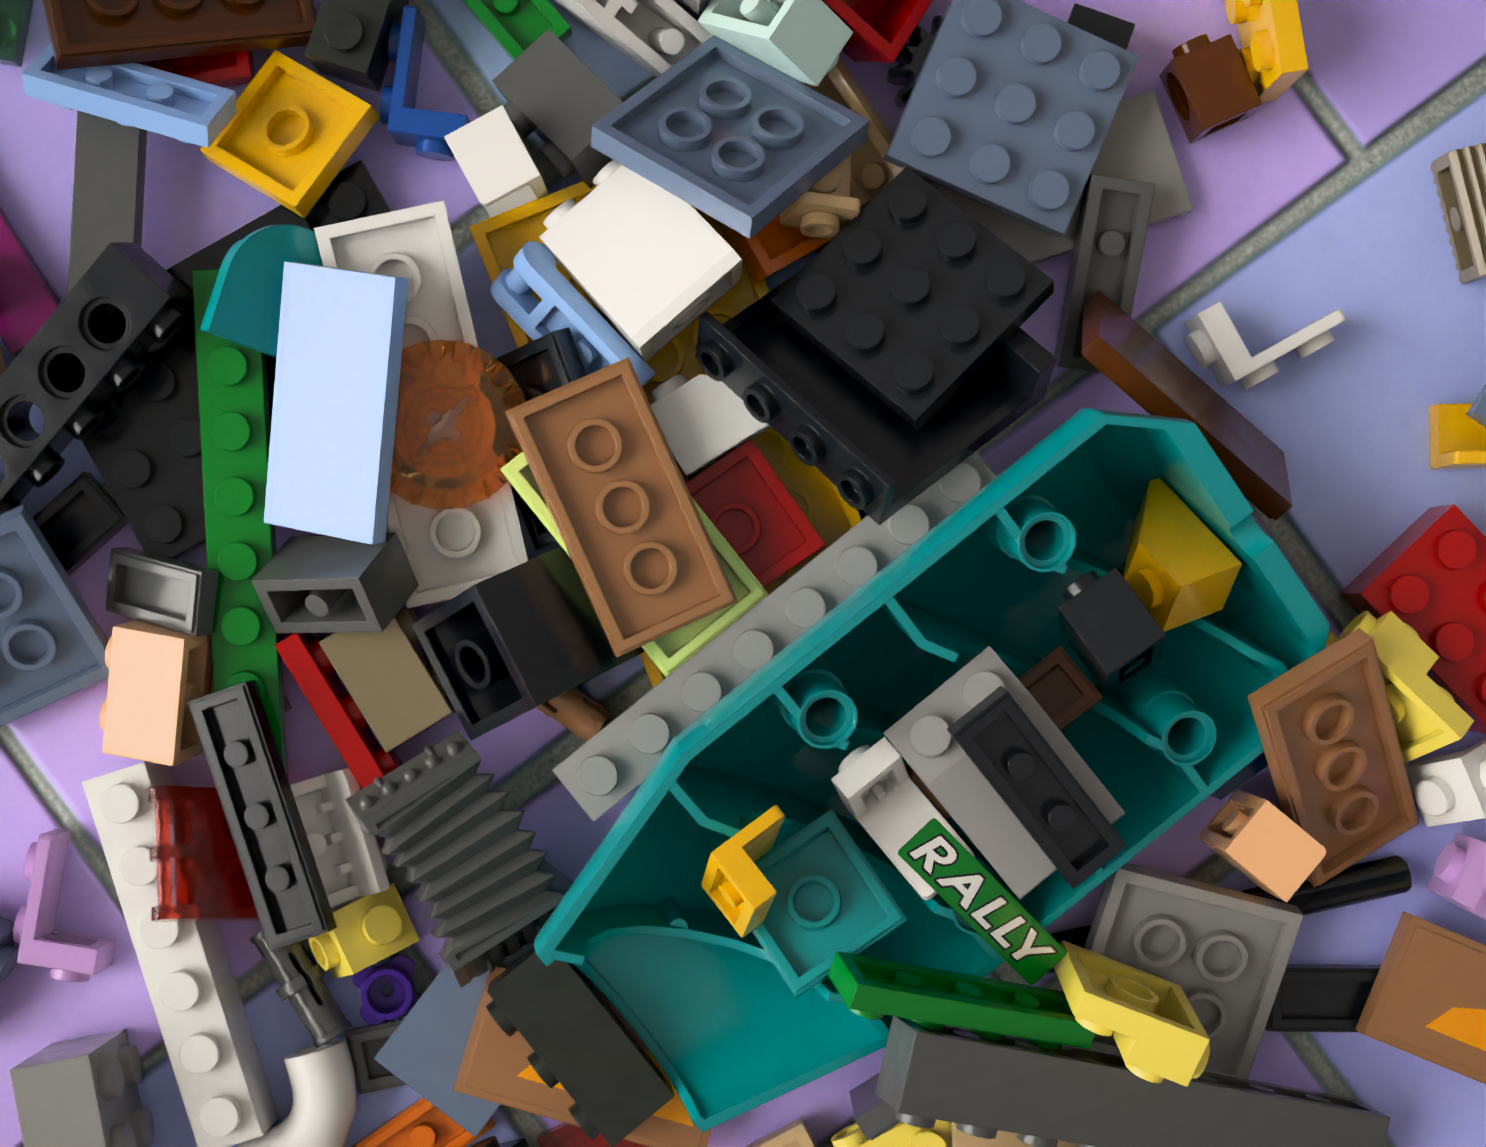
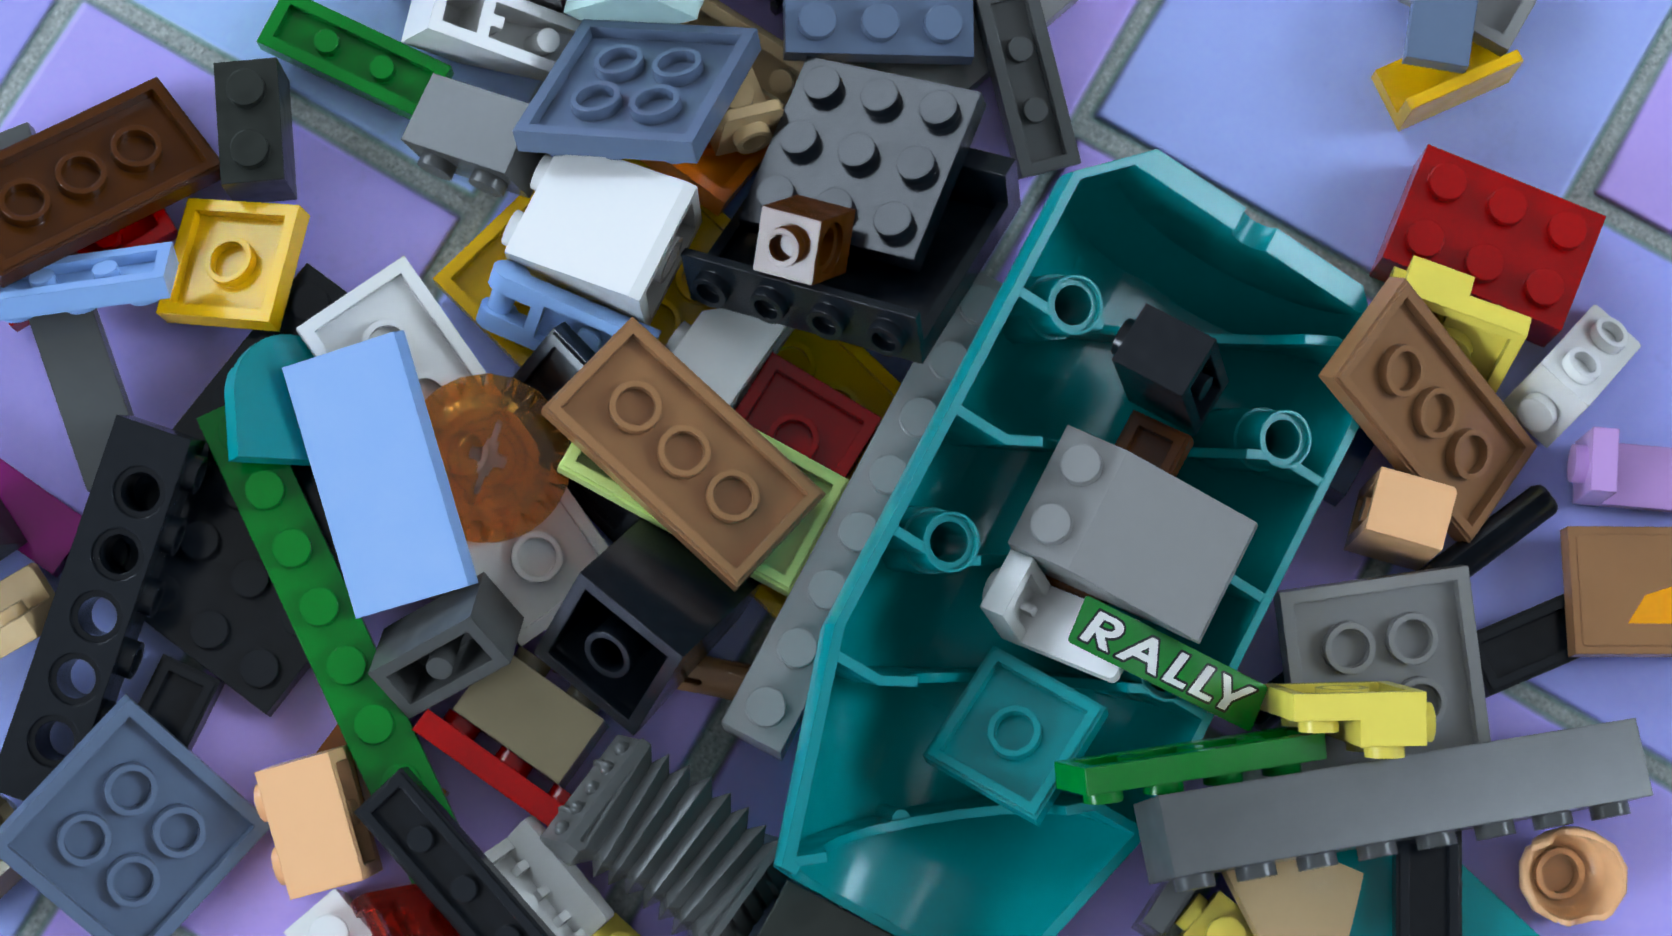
camera: 20 degrees left, 10 degrees down
(162, 591) = (284, 727): dark grey tile -> none
(397, 106) = (360, 210): blue bracket -> none
(496, 163) = (436, 207): white panel -> none
(736, 881) = (935, 725): yellow panel -> none
(819, 356) = (804, 239): none -> reddish brown brick
(1037, 787) = (1166, 528): black tile -> none
(1171, 389) = (1104, 141): reddish brown tile -> none
(1176, 561) = (1206, 287): yellow slope -> none
(1219, 346) = (1159, 101): white bracket -> none

